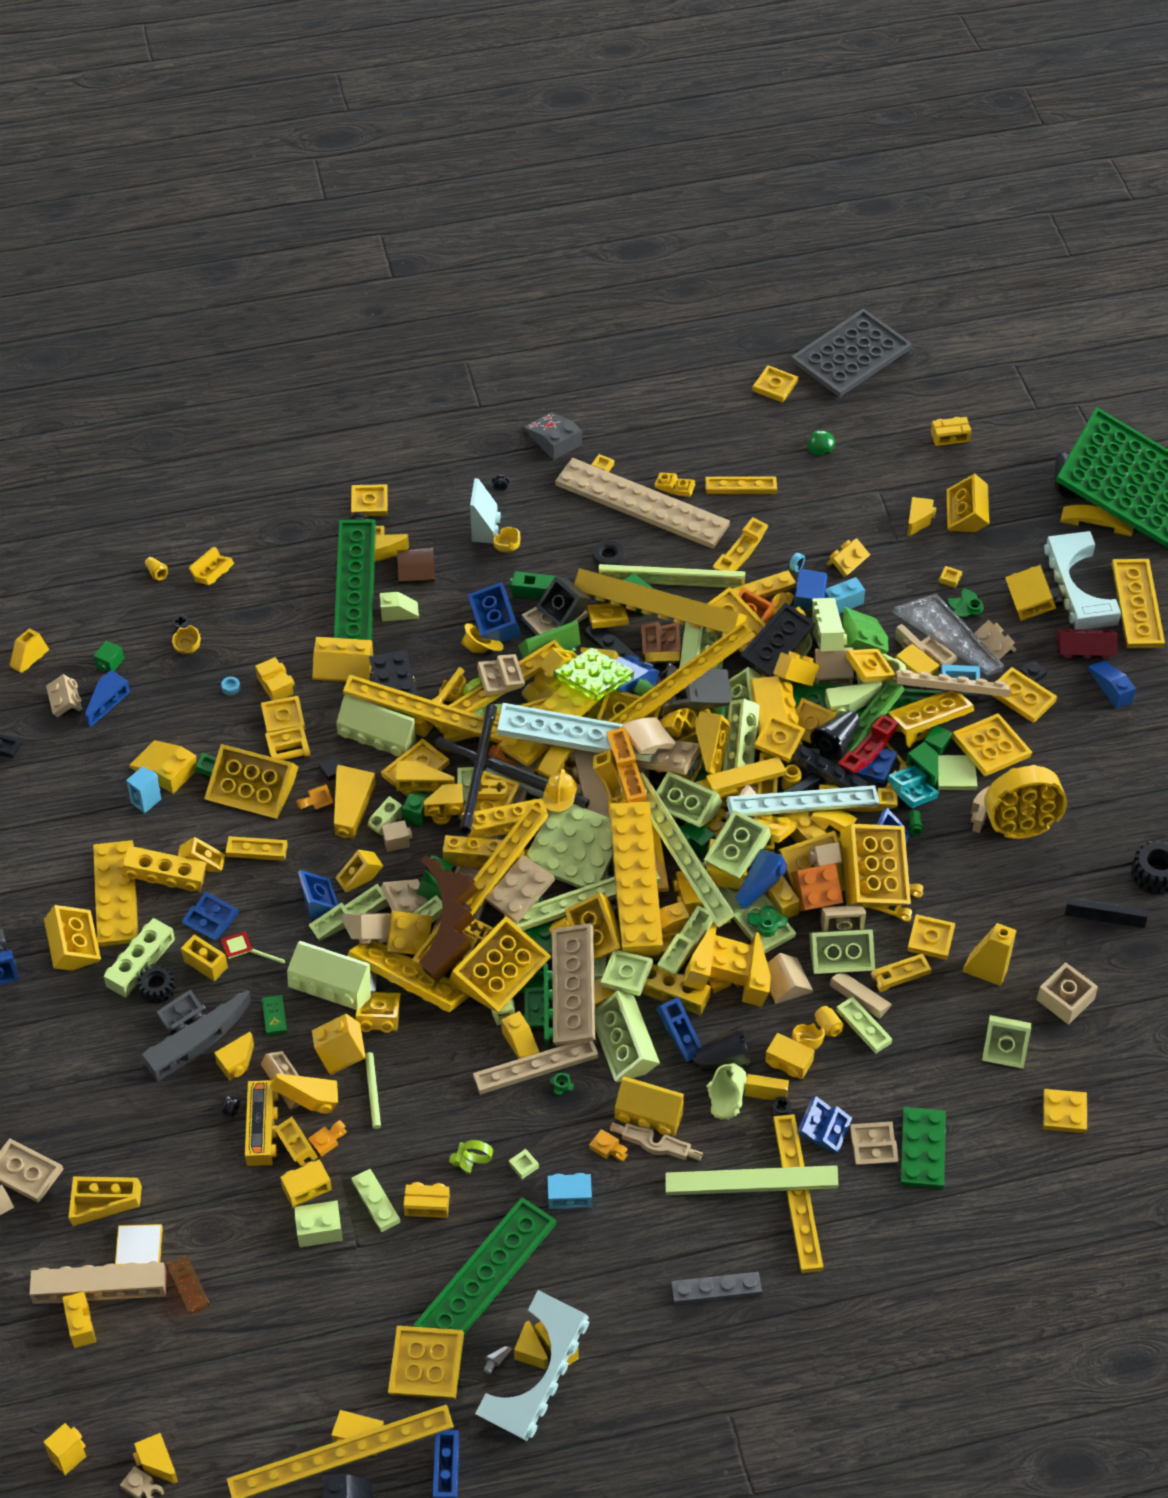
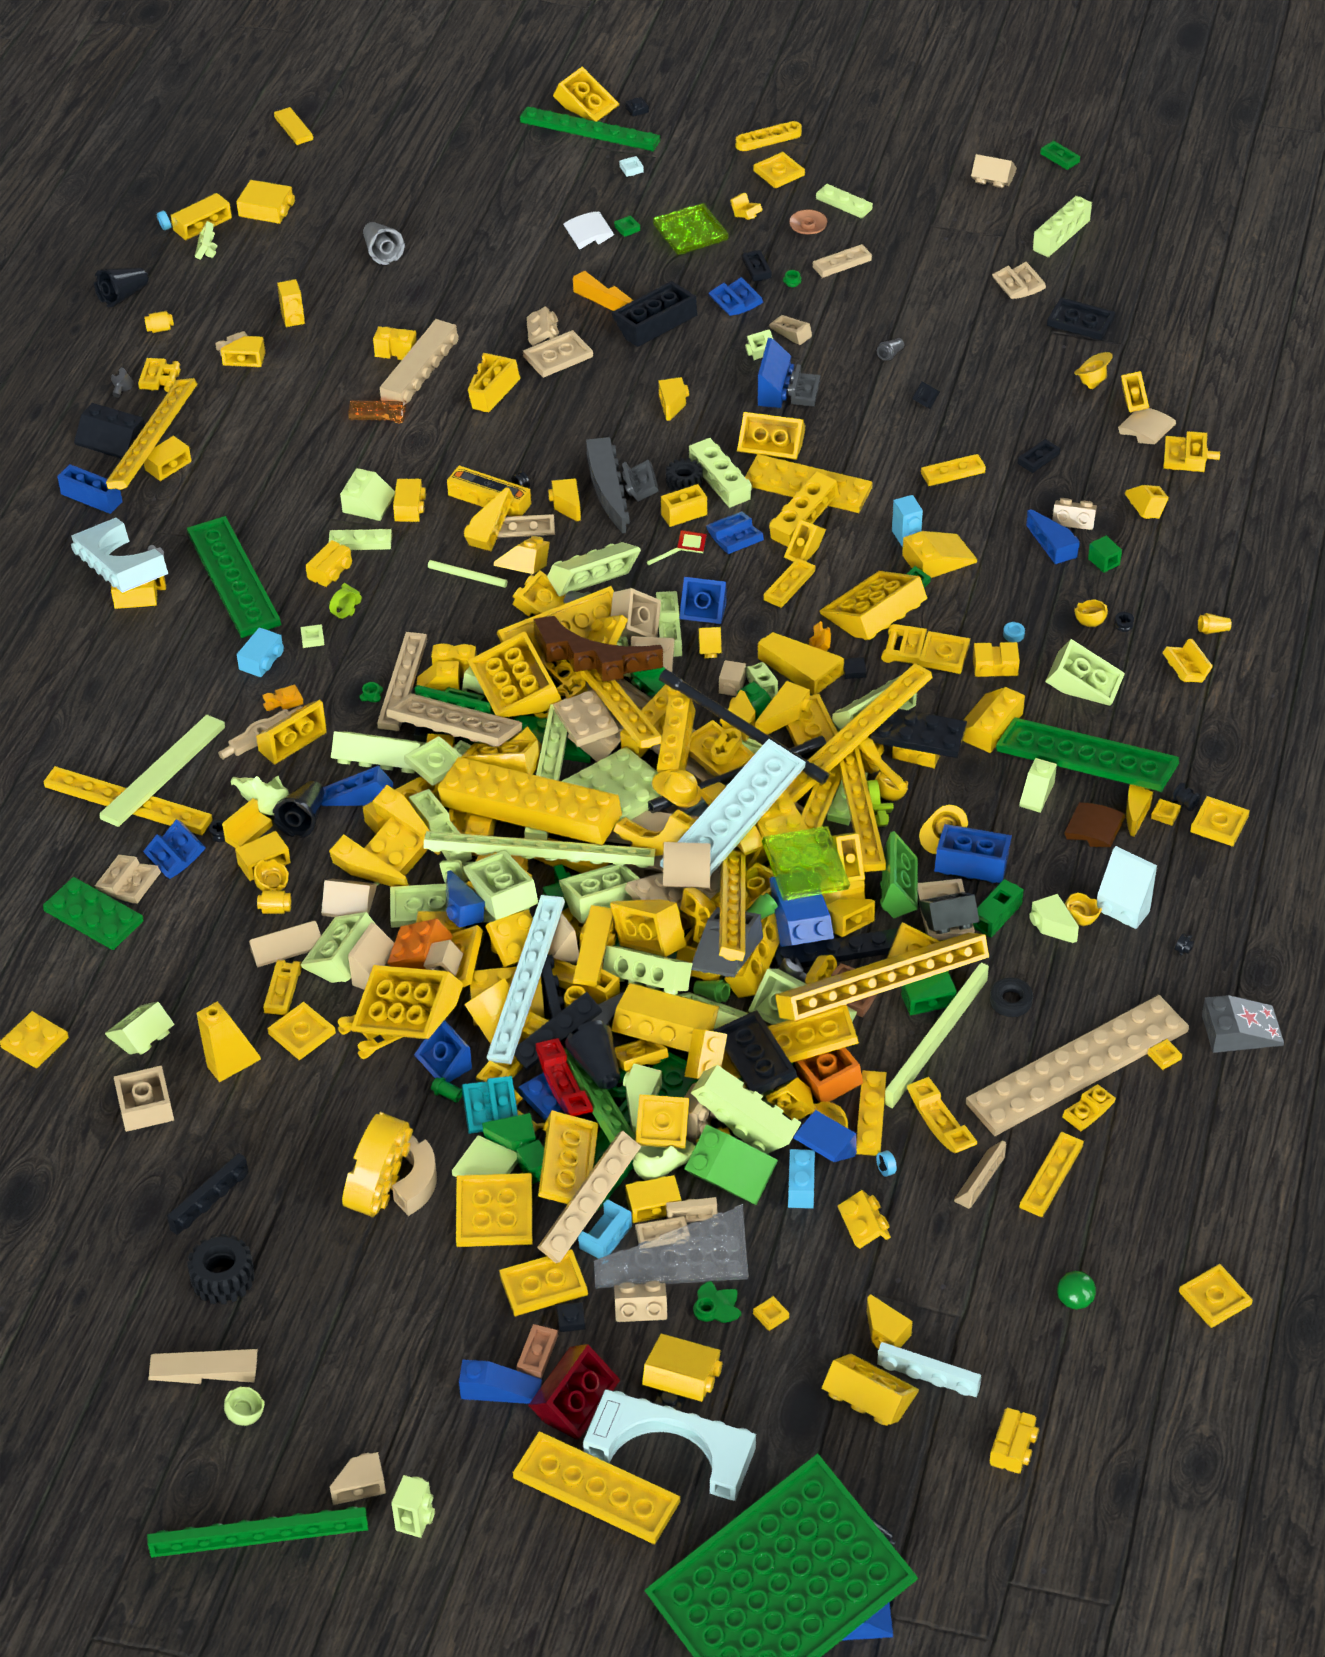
camera: 120 degrees right, 5 degrees down
(48, 795) = (953, 470): none -> yellow plate
(49, 1041) = (672, 396): none -> yellow slope
(138, 1244) = (435, 397): white tile -> none
(261, 623) = (1084, 674): none -> yellowish green slope
(274, 1015) = (593, 538): green tile -> none
(295, 1141) = (451, 506): yellow hinge -> none
(325, 1139) = (442, 528): light orange plate -> none
(426, 1362) = (185, 509): yellow plate -> none
(492, 1035) = (459, 653): none -> yellow brick
(501, 675) = (866, 803): tan slope -> none
(522, 554) = (1054, 919): none -> yellowish green slope
(626, 765) = (643, 834): light orange slope -> none
(716, 1288) = (93, 713): flat silver plate -> none
(767, 921) = (420, 899): green plate -> none
(770, 514) = (981, 1175): none -> tan slope
(779, 738) = (618, 990): yellow plate -> none
(851, 352) = (1228, 1407): dark grey plate -> none
(864, 1025) = (247, 928): yellowish green plate -> none
(933, 481) = (929, 1369): none -> light aqua plate
(1072, 674) = (537, 1351): none -> nougat plate

